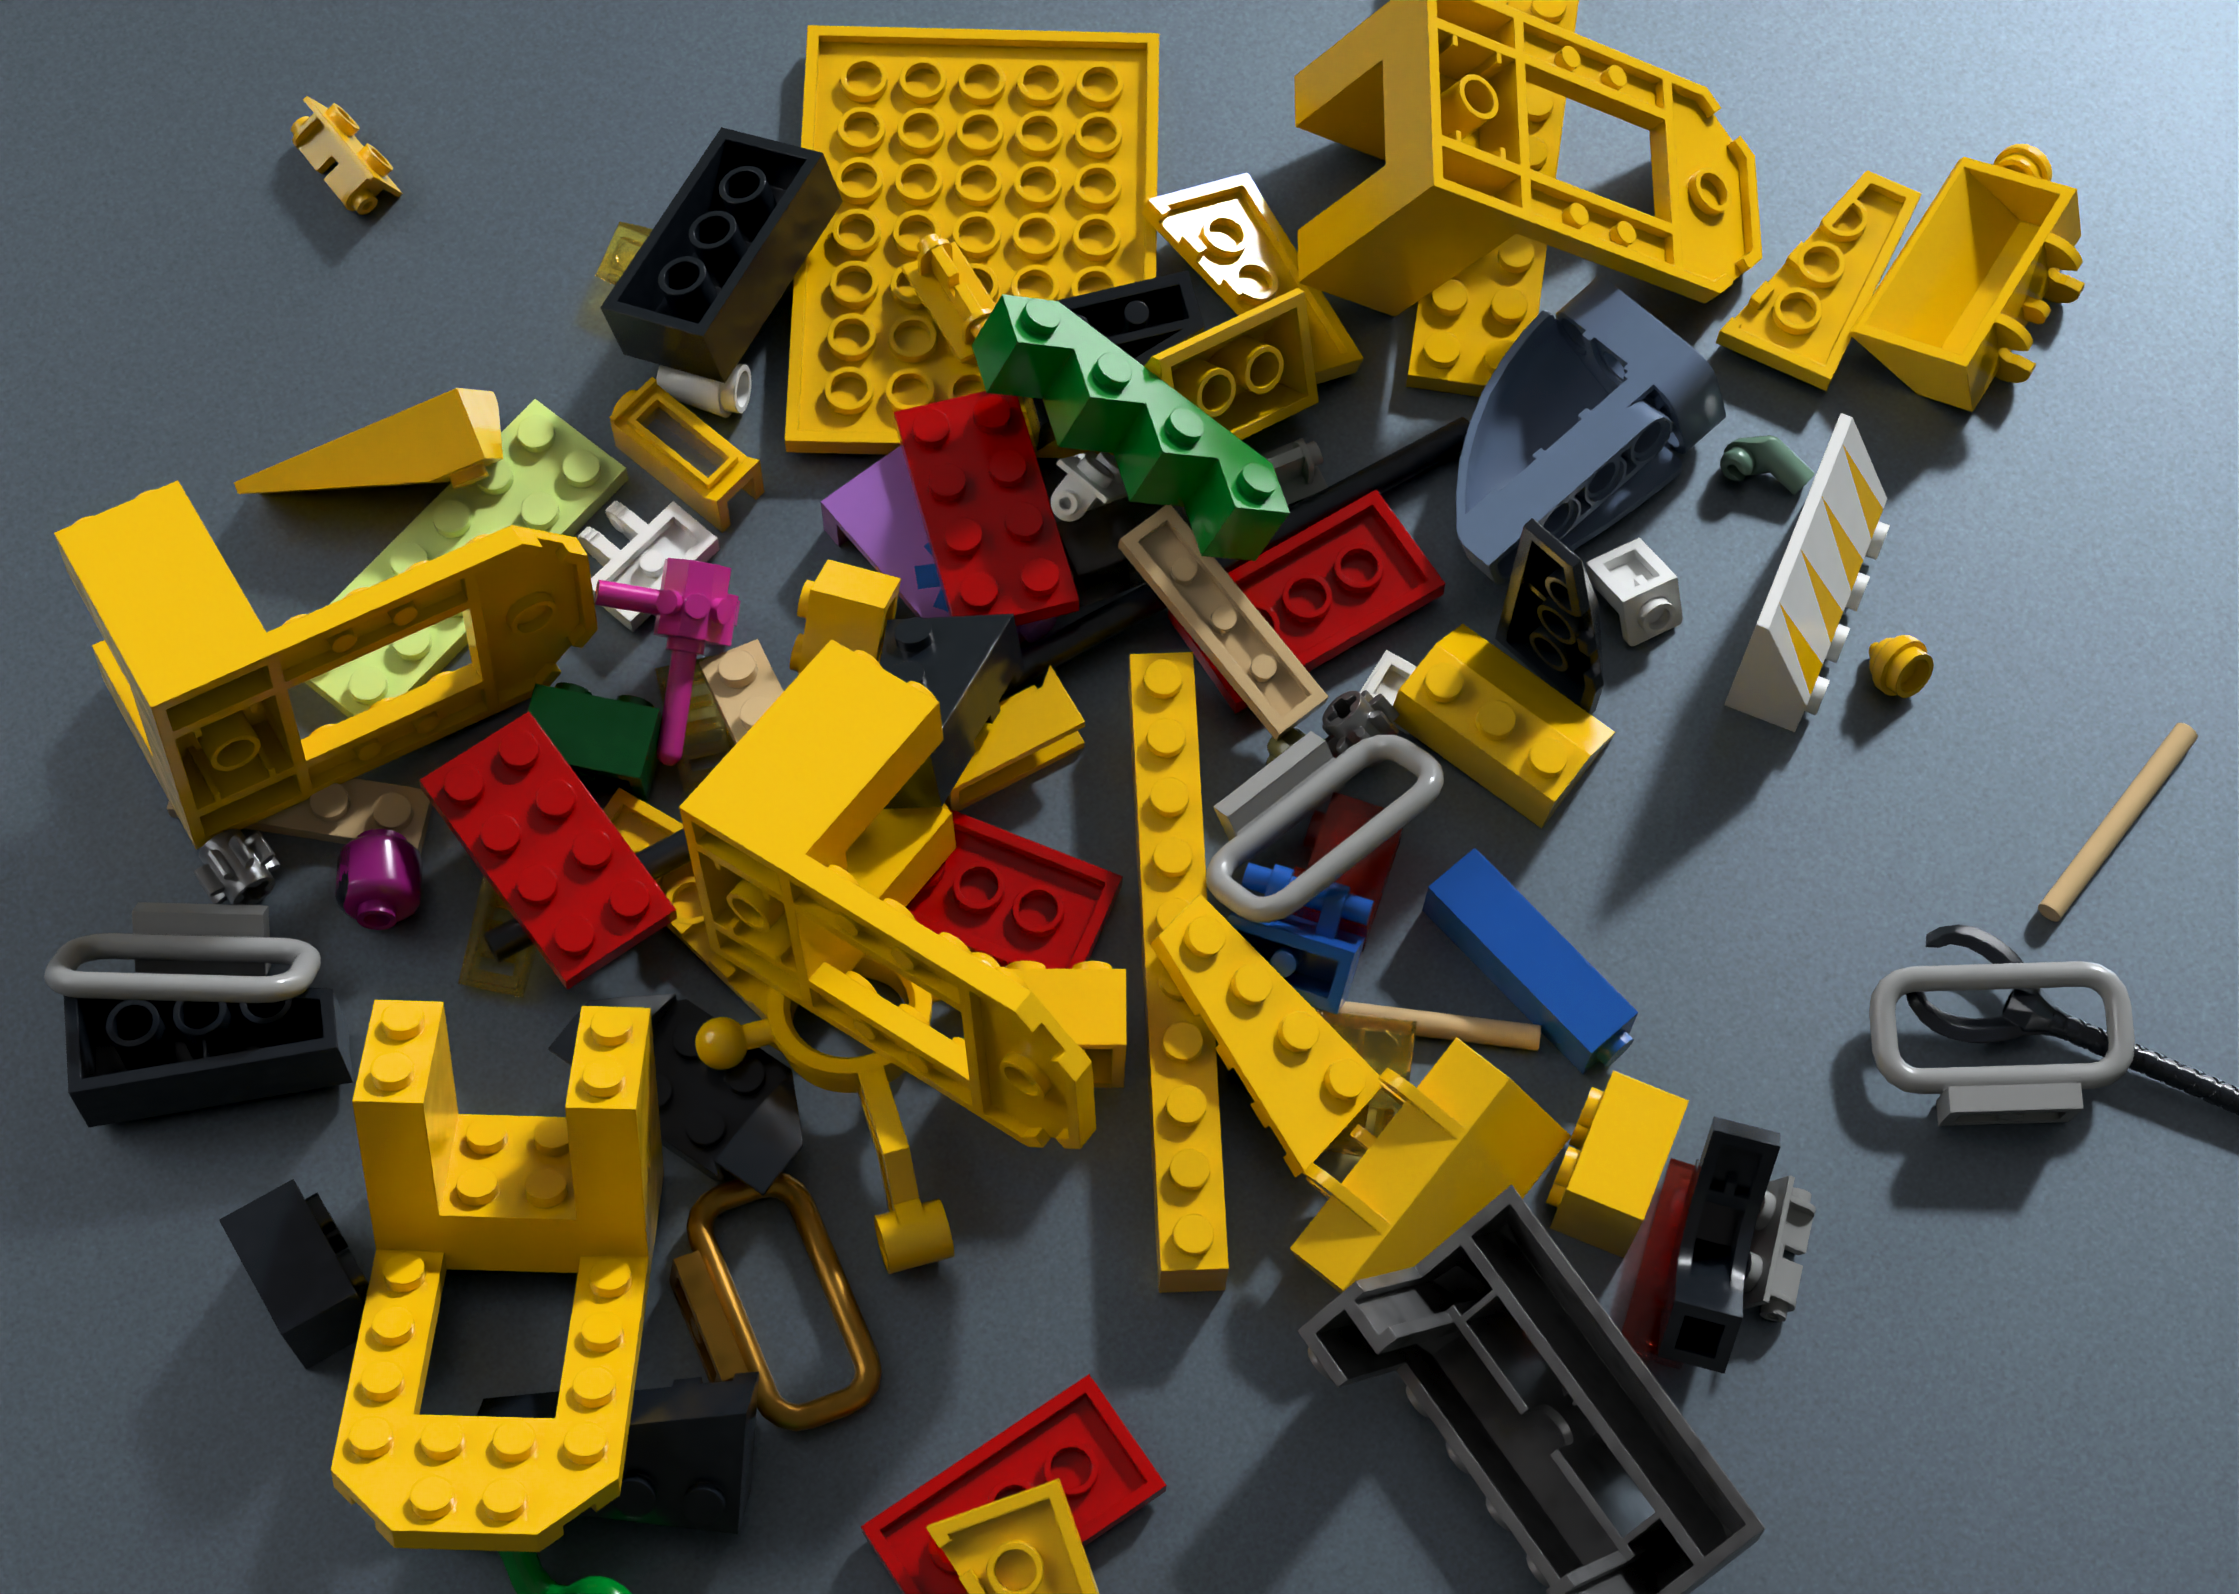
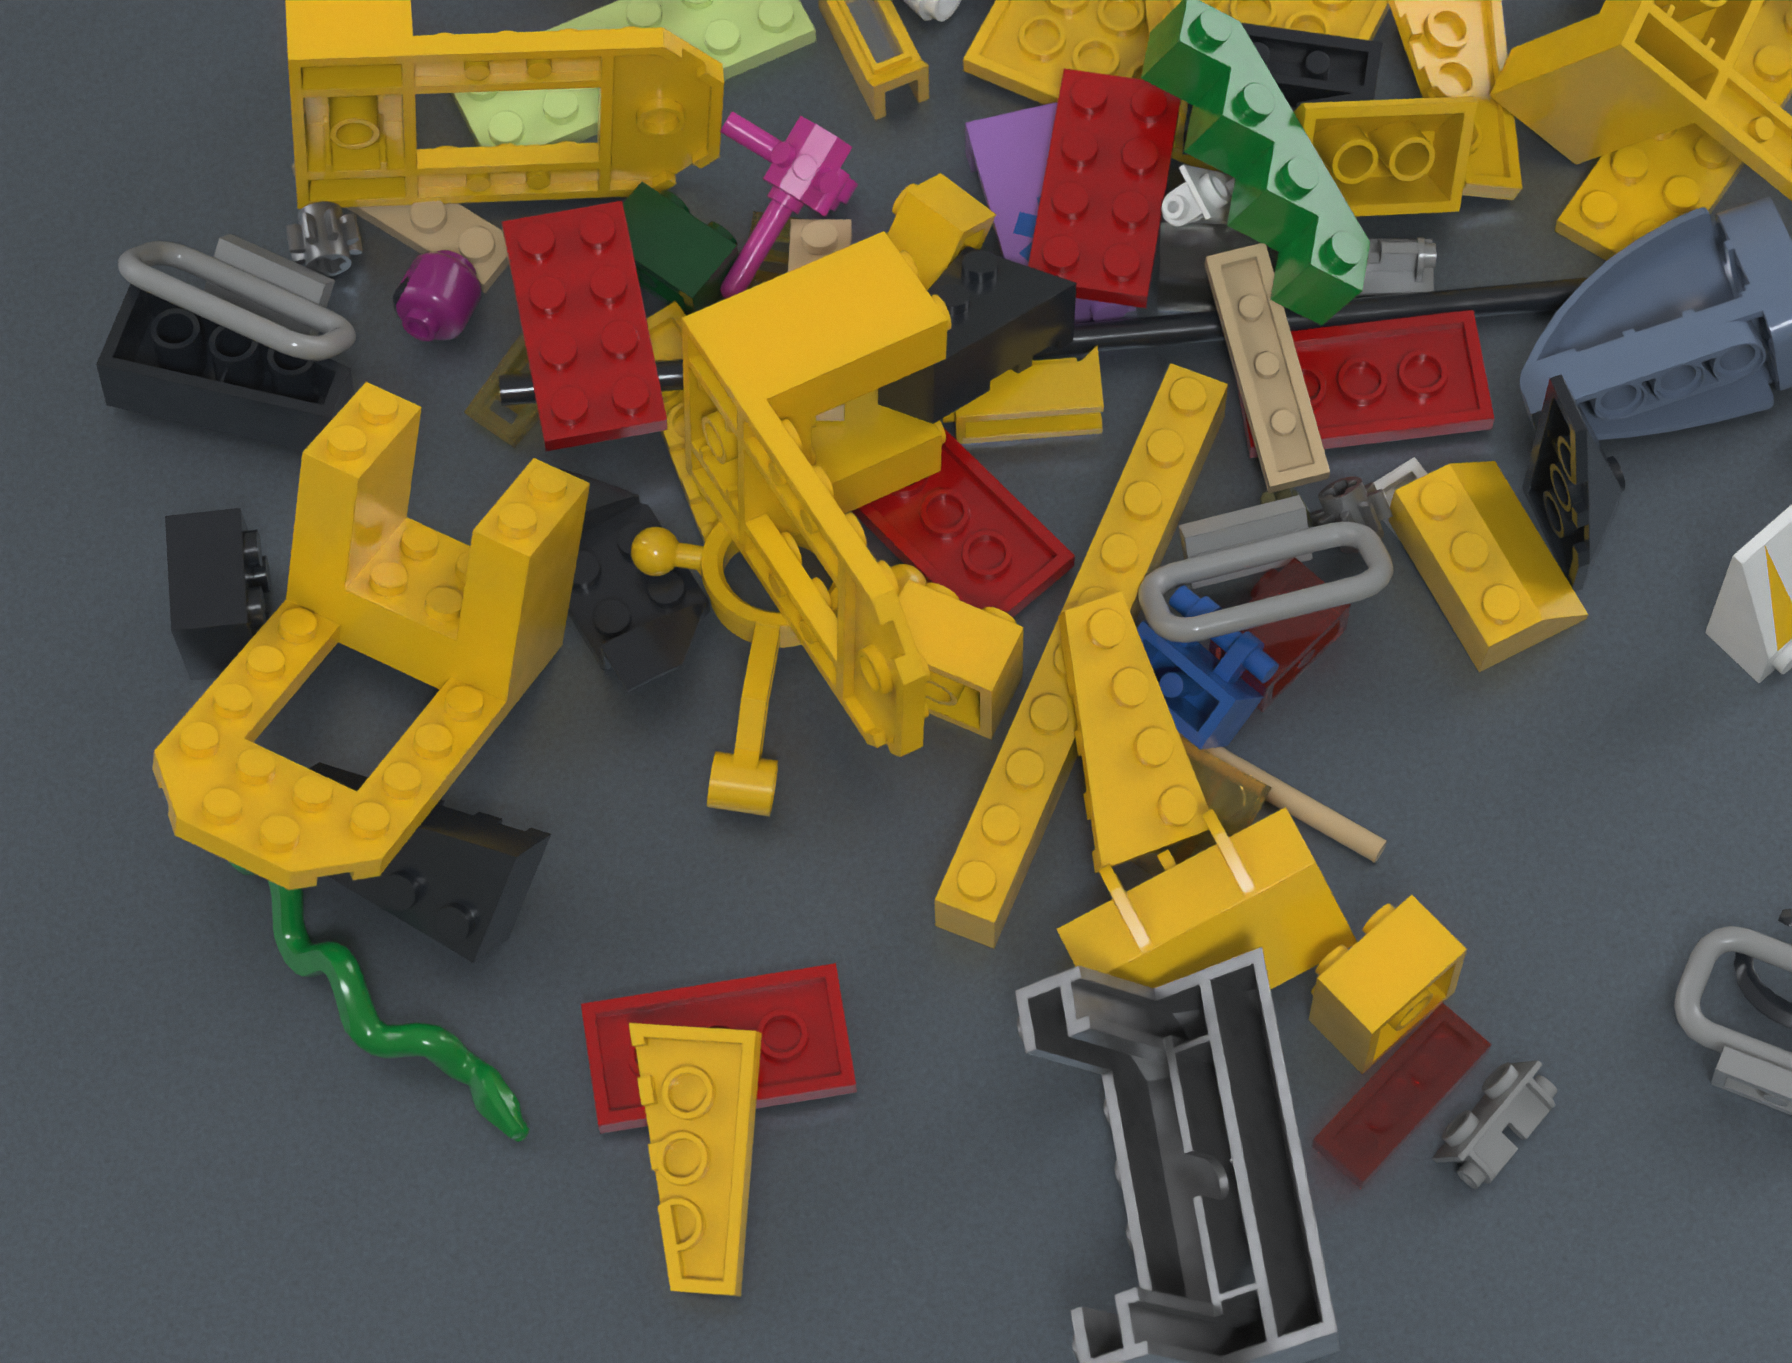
camera: 30 degrees right, 0 degrees up
(643, 558) = (823, 103): white hinge -> none
(721, 1323) = (547, 790): pearl gold bar -> none
(1531, 962) = (1403, 781): blue brick -> none
(1638, 589) = (1671, 497): white bracket -> none
(1713, 1245) = (1434, 1087): black arch -> none

